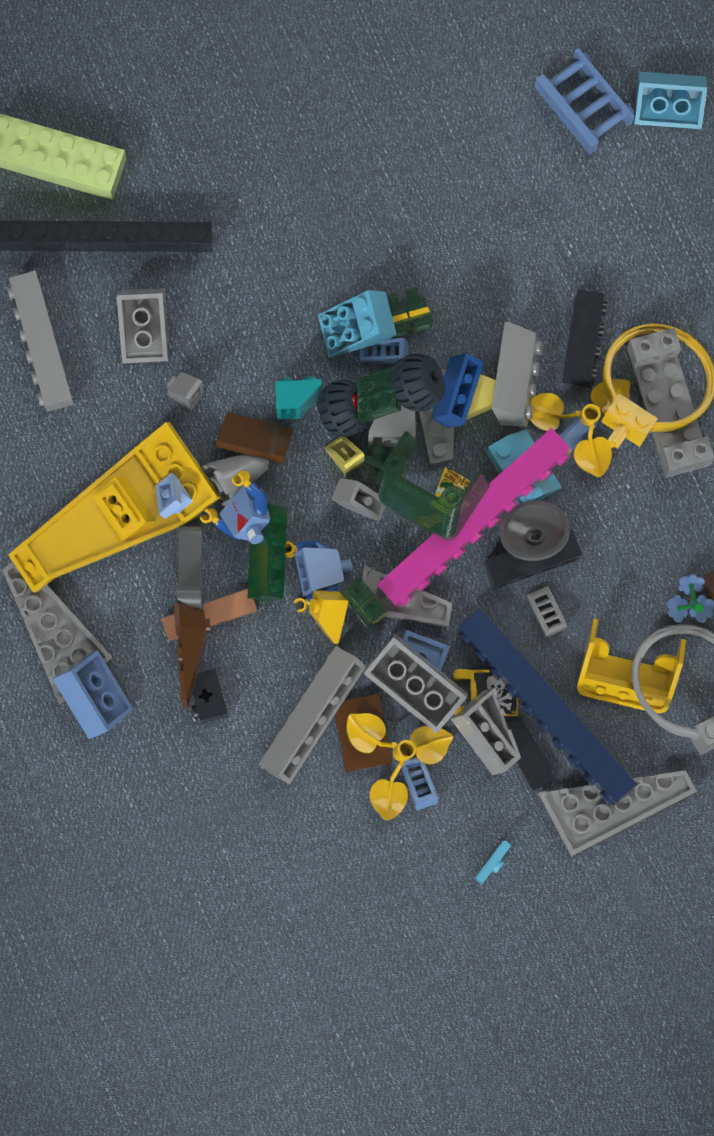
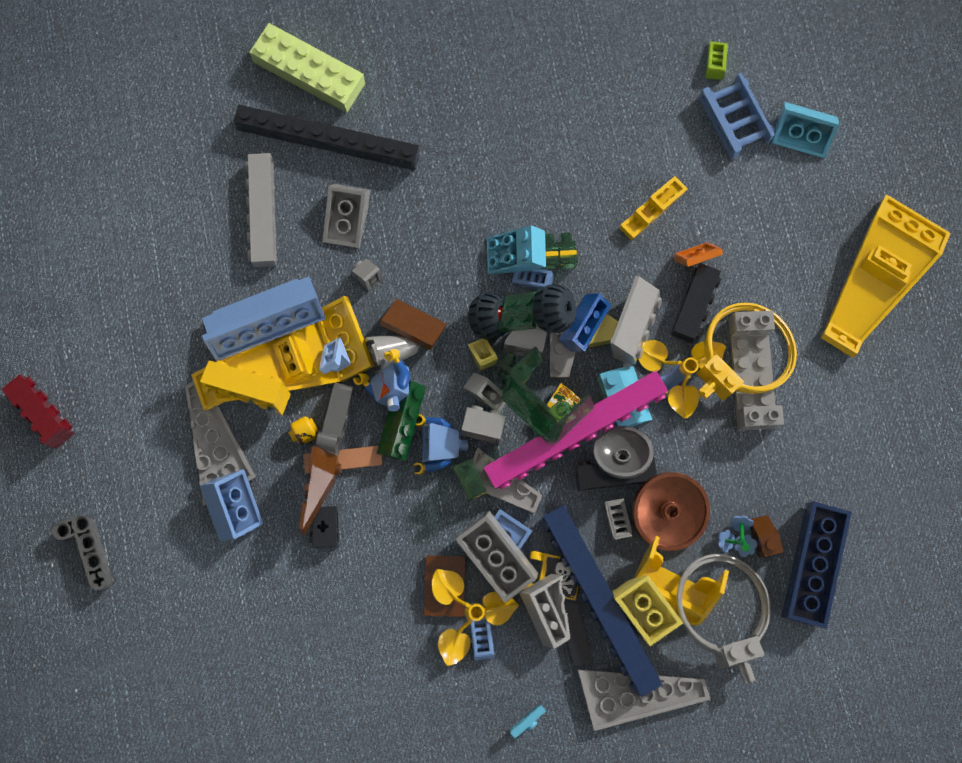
camera: 10 degrees right, 0 degrees up
(76, 468) = (262, 318): none -> medium blue piece
(78, 552) = (246, 385): none -> yellow wedge
(155, 591) = (303, 430): none -> yellow head
(296, 396) = (453, 299): teal slope -> none
(312, 715) = (406, 563): light grey brick -> none
(329, 612) = (439, 480): yellow slope -> none
(365, 536) = (483, 425): none -> light grey piece
(508, 235) = (653, 208): none -> yellow slope
(550, 50) = (716, 71): none -> lime slope
(573, 279) = (698, 254): none -> orange plate
(601, 703) = (647, 608): none -> light yellow slope
(605, 584) = (672, 509): none -> copper dish

